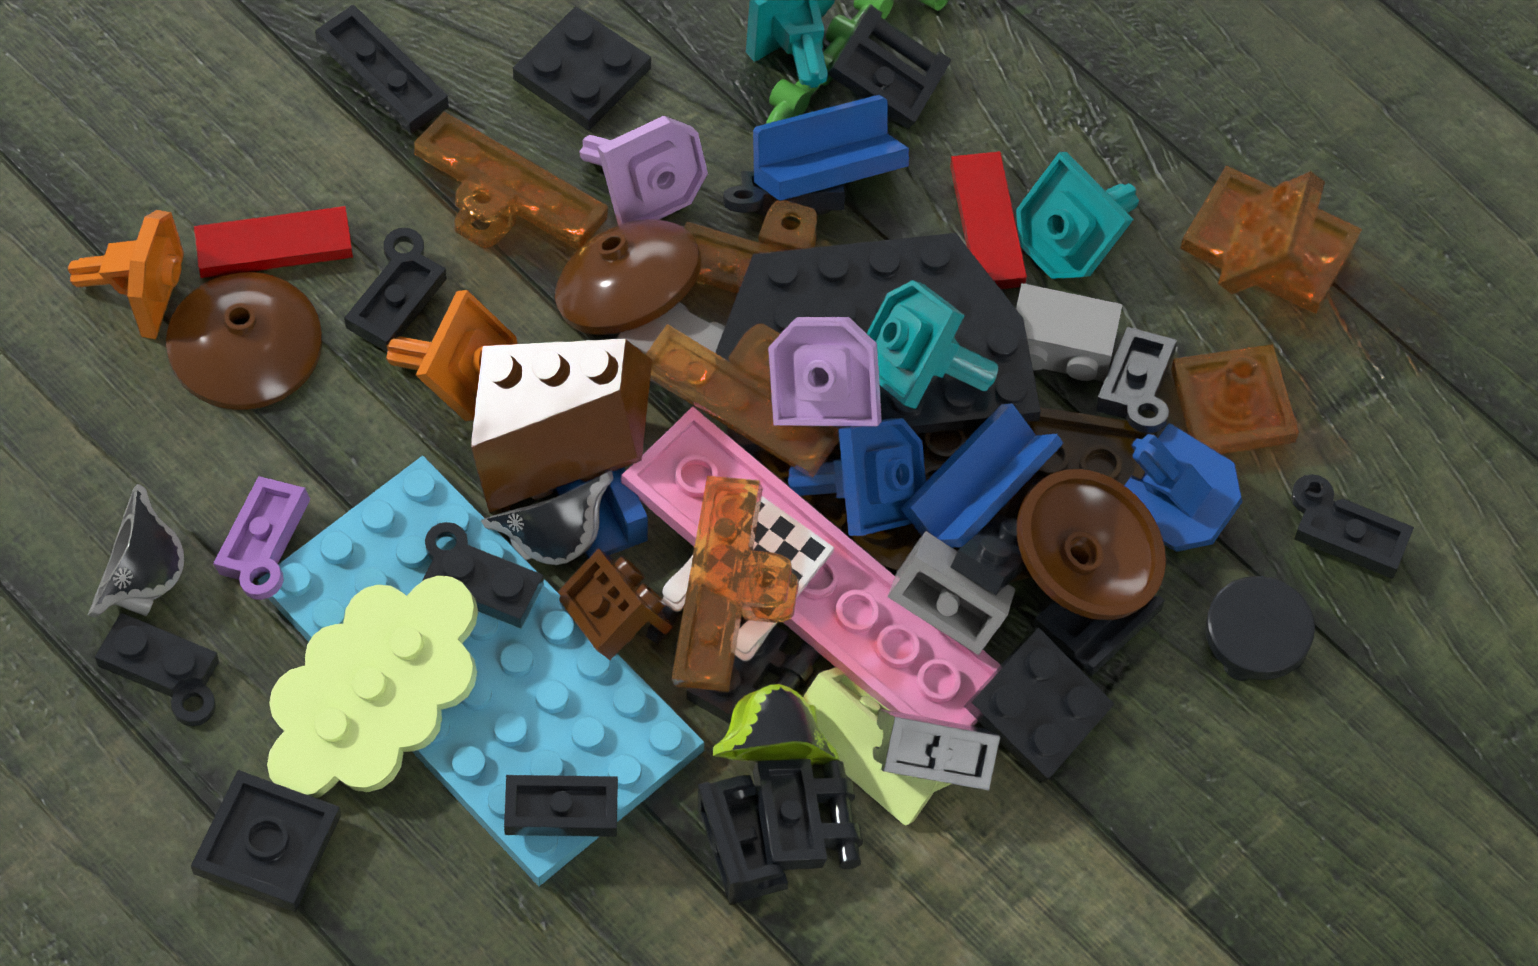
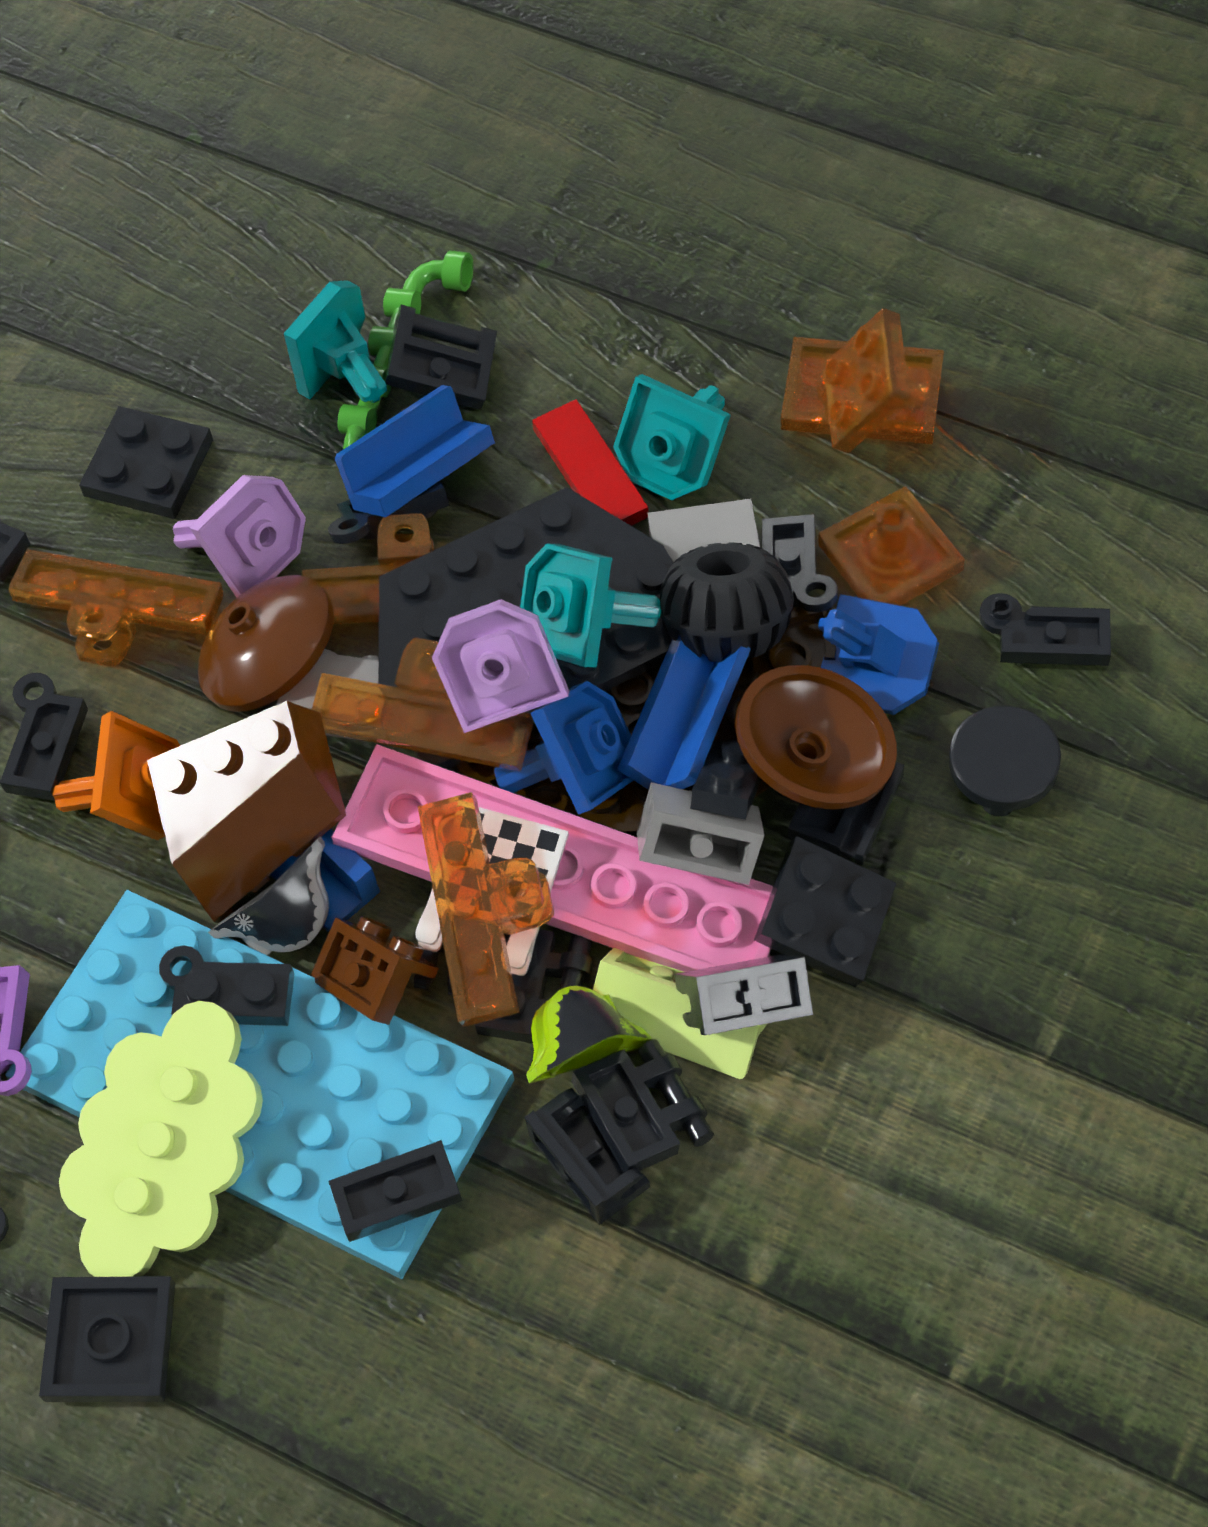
camera: 10 degrees left, 0 degrees up
(1060, 390) = (726, 600): none -> black wheel

